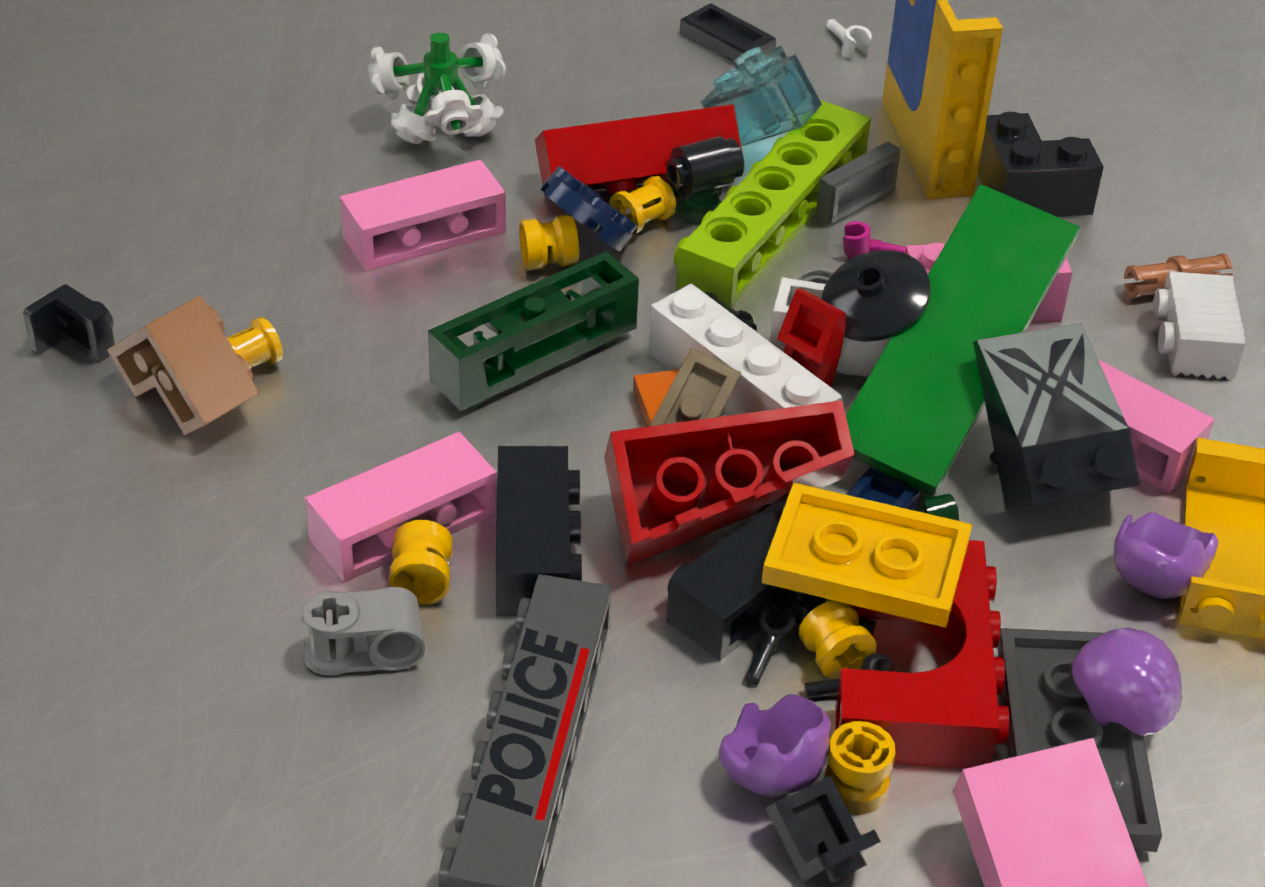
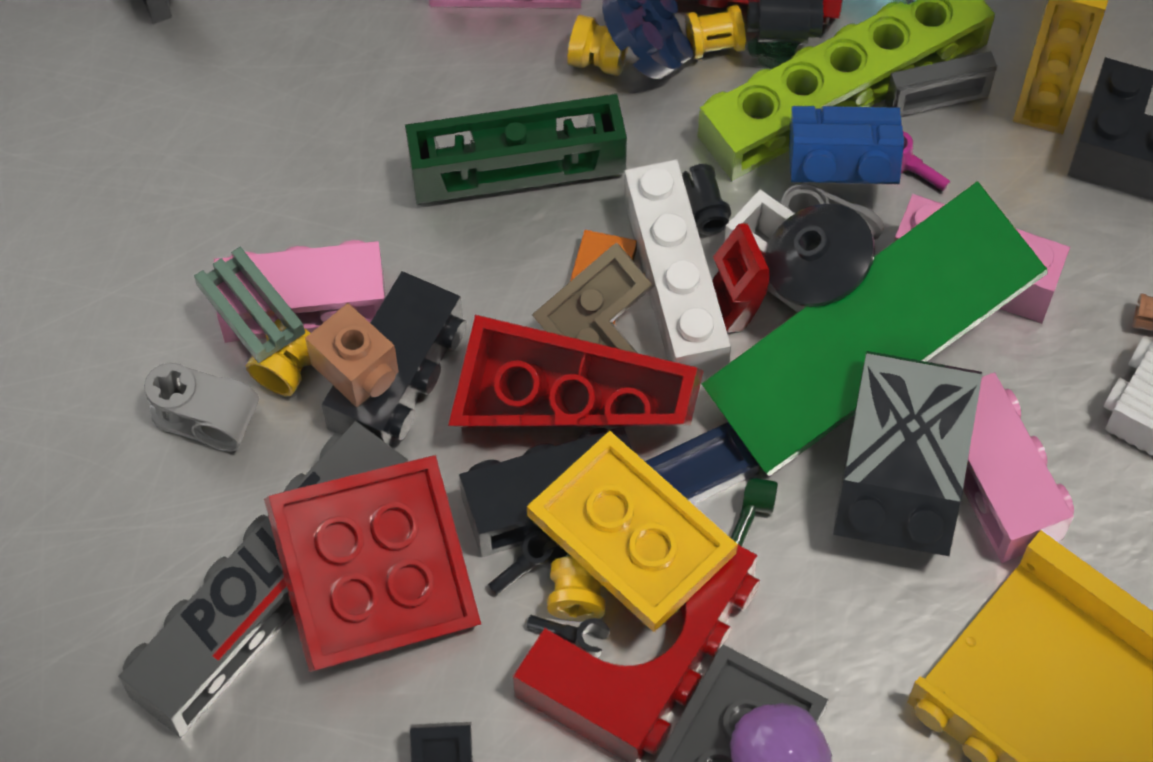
camera: 30 degrees right, 20 degrees up
(187, 363) = (198, 75): medium nougat brick -> none
(258, 343) = (267, 66): yellow bush -> none
(375, 508) = (226, 272): none -> sand green tile
(509, 512) = (353, 355): none -> nougat brick
(637, 678) = (372, 562): none -> red plate
(777, 747) = (449, 674): medium lavender hair -> none
(825, 230) = (846, 145): none -> blue brick
(861, 765) = (510, 734): yellow wheel -> none
(1162, 554) = (922, 634): medium lavender hair -> none

